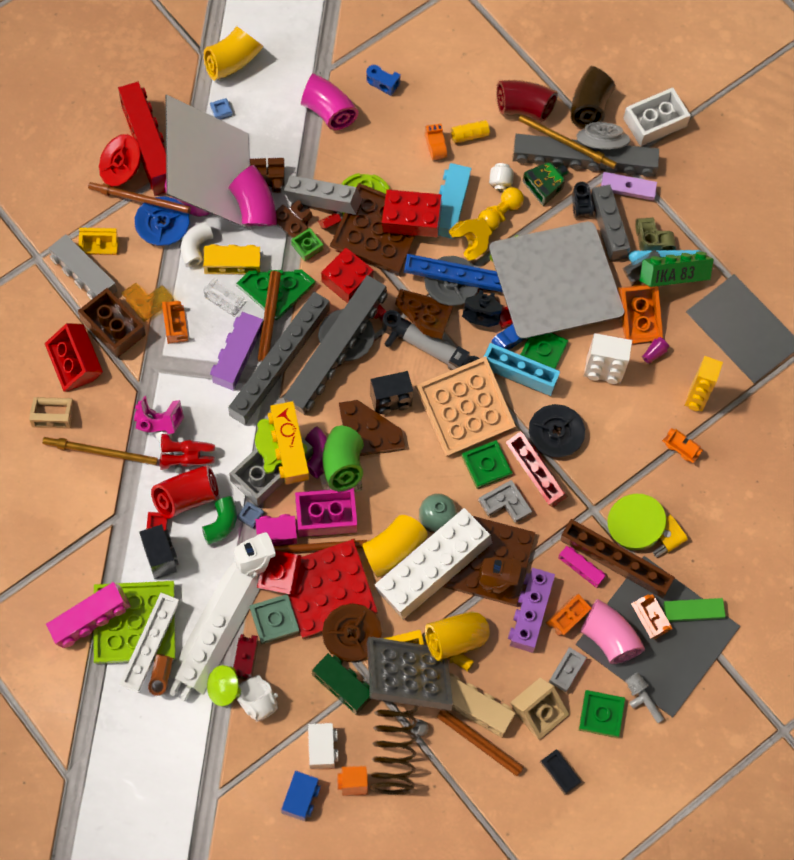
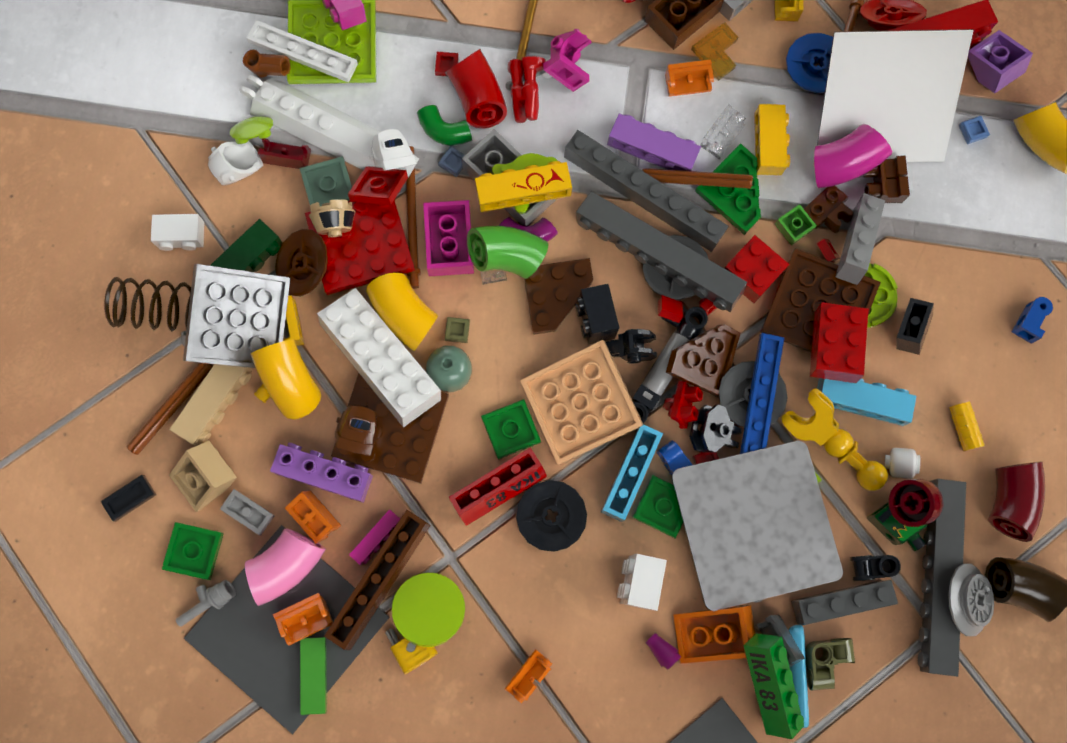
camera: 90 degrees right, 10 degrees up
(158, 551) = (406, 58): black brick -> none
(163, 82) = (998, 61): none -> medium lavender slope
(192, 241) = (792, 95): white cylinder -> none
(280, 529) = (430, 183): dark pink brick -> none
(300, 796) = (123, 208): blue brick -> none
(314, 602) = (332, 217): none -> tan cone
(328, 103) = (992, 248): dark pink brick -> none
(353, 780) = (128, 260): orange brick -> none
(383, 339) = (670, 308): none -> red tile
(393, 161) = (915, 326): none -> black brick
(403, 506) = (457, 330): none -> olive tile
(417, 370) = (631, 346): none -> black hinge
(436, 141) = (948, 382): orange leg -> none
(461, 333) = (680, 404): none -> red hips
(508, 497) = (466, 450): light grey plate -> none
(538, 164) = (915, 502): none -> dark red brick
(597, 156) = (938, 589): pearl gold bar -> none
(638, 187) = (899, 648): lavender tile -> none
(656, 116) = (1008, 677): white brick -> none
(703, 383) = (603, 708): yellow brick -> none

